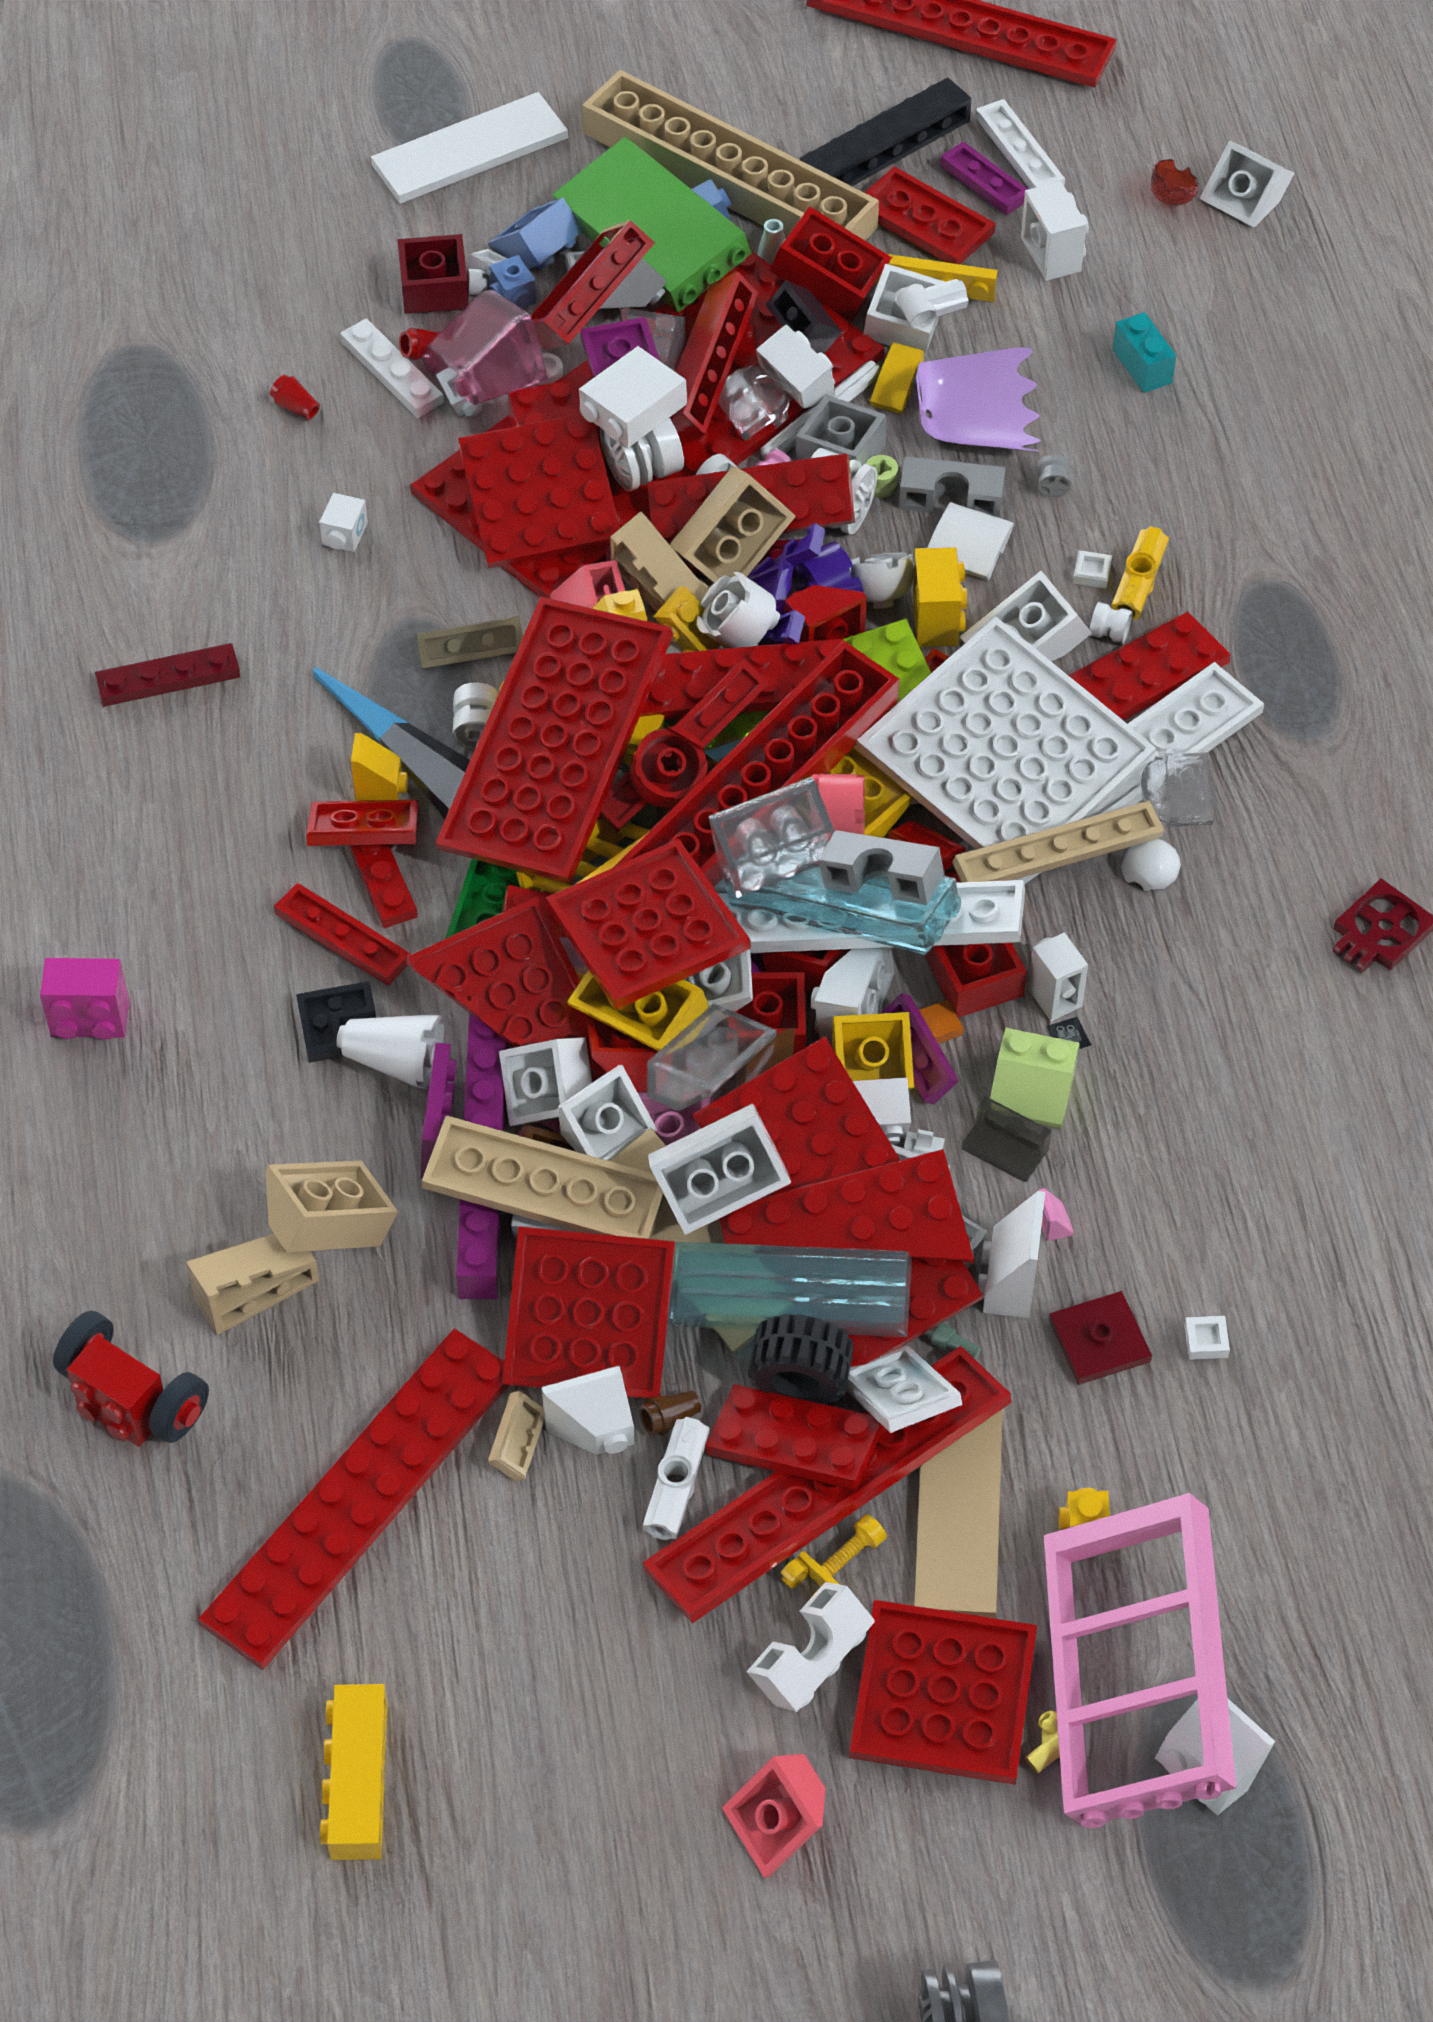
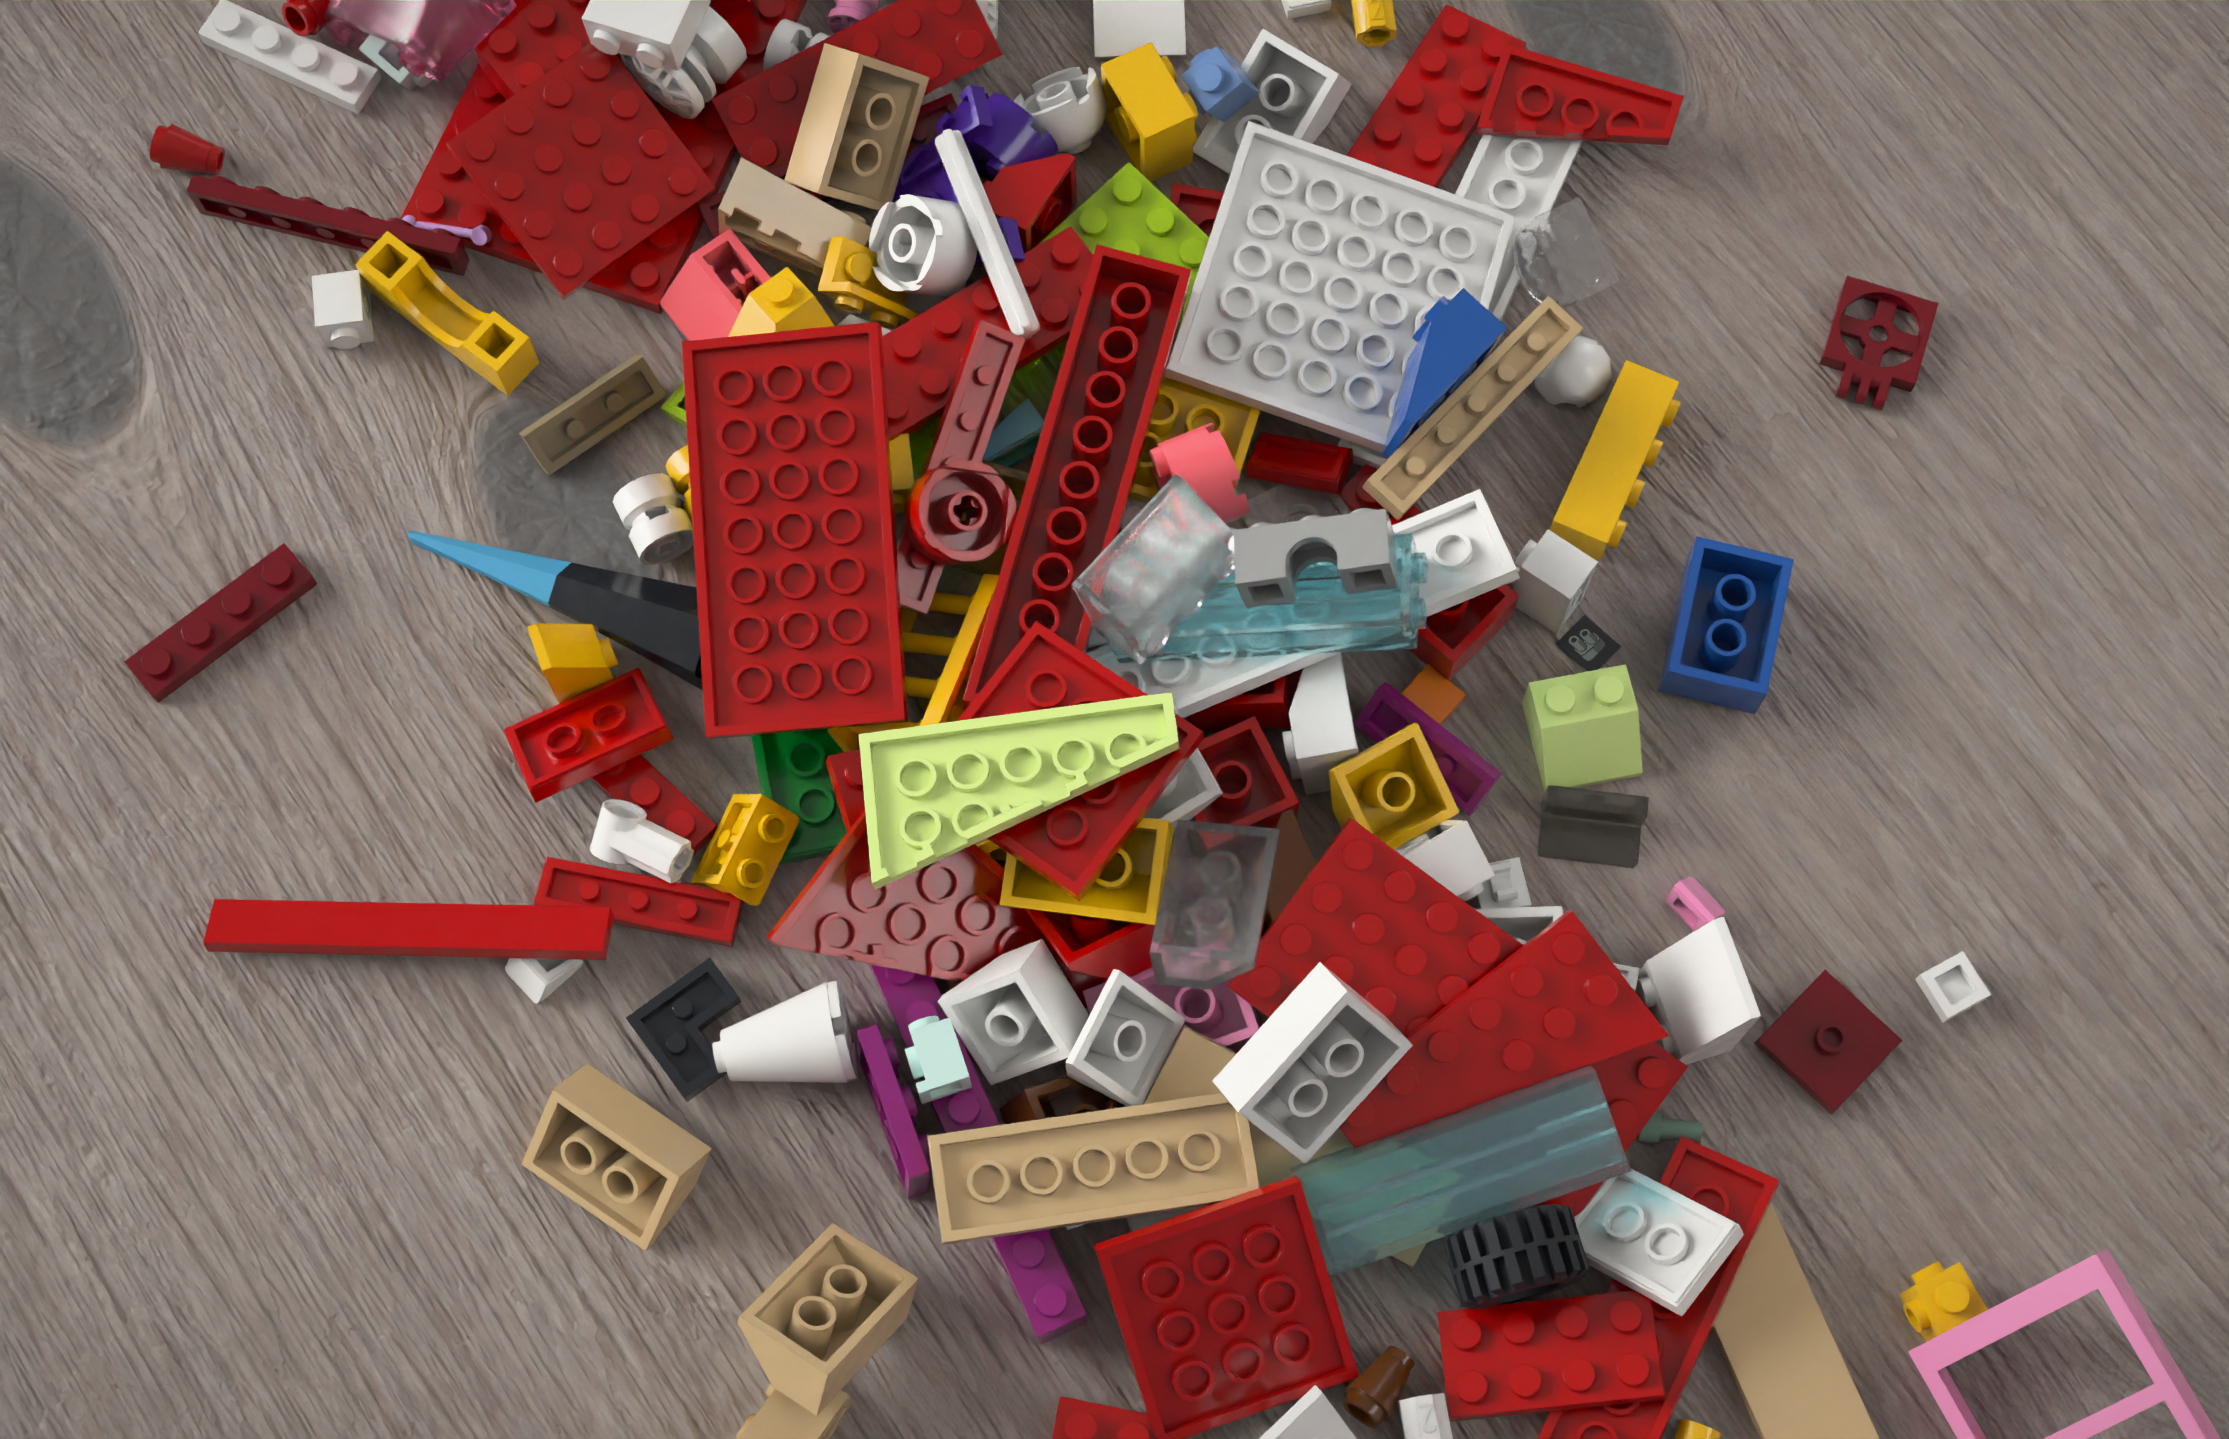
camera: 25 degrees left, 15 degrees up
(84, 997) = (358, 1154): dark pink brick -> none
(188, 889) = (409, 929): none -> red tile
(245, 1070) = (615, 1155): none -> tan slope
(260, 947) = (540, 976): none -> white slope
(356, 892) = (629, 838): none -> white piece
(362, 471) = (321, 223): none -> dark red plate
(420, 571) = (476, 338): none -> yellow arch
(430, 925) = (746, 847): none -> yellow bracket
(454, 511) = (479, 235): none -> lavender hinge
(478, 1082) = (937, 1058): none -> light aqua brick
(586, 906) = (971, 778): none -> yellowish green wing
(779, 616) = (987, 234): none -> white axle
(992, 593) = (1218, 84): none -> medium blue brick
(1049, 799) = (1447, 351): none -> blue slope
(1110, 622) = (1366, 59): white wheel -> none
(1147, 926) = (1614, 459): none -> yellow brick
(1166, 1051) = (1726, 625): none -> blue brick
(1235, 694) = (1568, 101): none -> red wing

